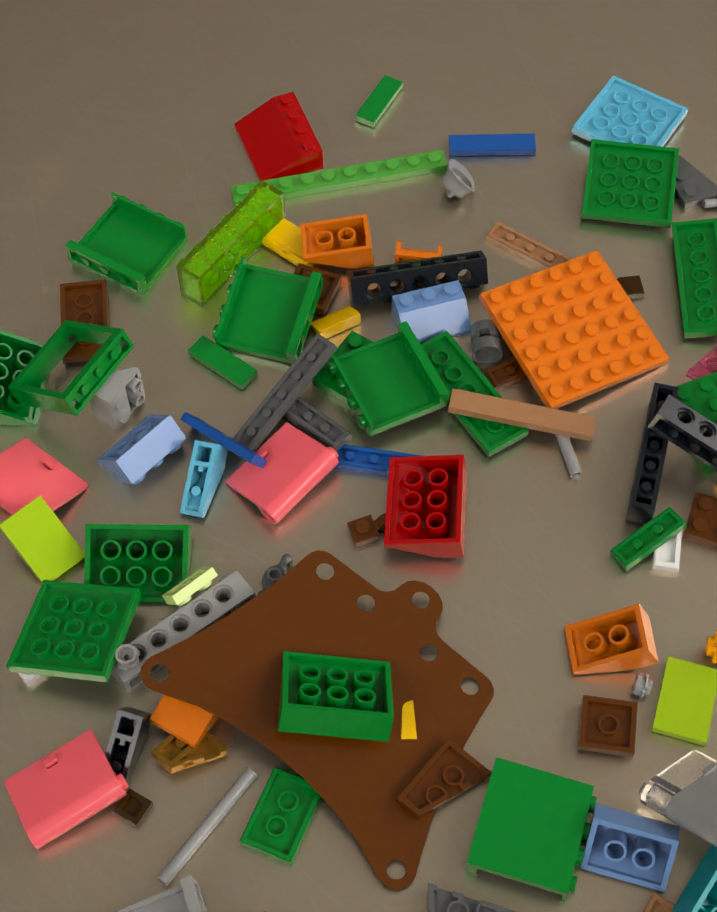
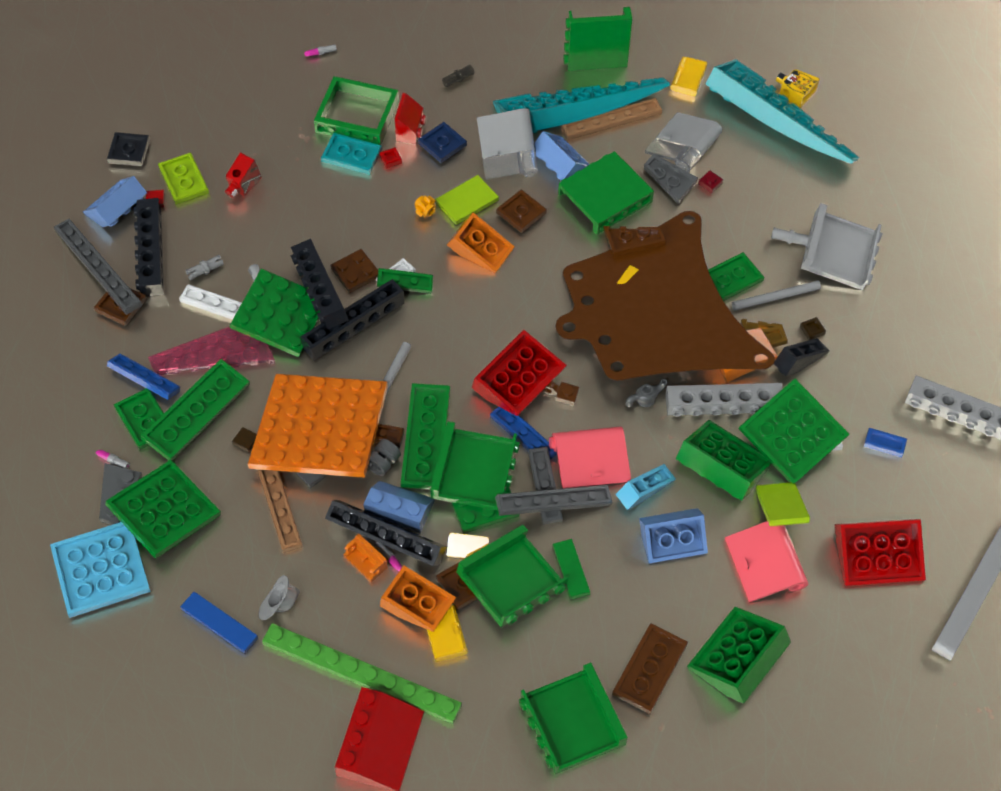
camera: 145 degrees left, 0 degrees up
(64, 789) = (849, 351): coral door -> none
(86, 382) = (659, 619): green window -> none
(118, 397) = (669, 575): light grey slope -> none
(127, 650) = (774, 386): light grey plate -> none
(196, 581) = (704, 415): yellowish green plate -> none
(223, 440) = (616, 497): blue tile -> none
(236, 236) = (496, 650): clear neon green brick -> none
(335, 696) = (664, 295): green slope -> none
(379, 101) = (263, 729): green tile -> none
(522, 414) = (409, 391): medium nougat tile -> none
(641, 685) = (486, 216): light grey plate -> none

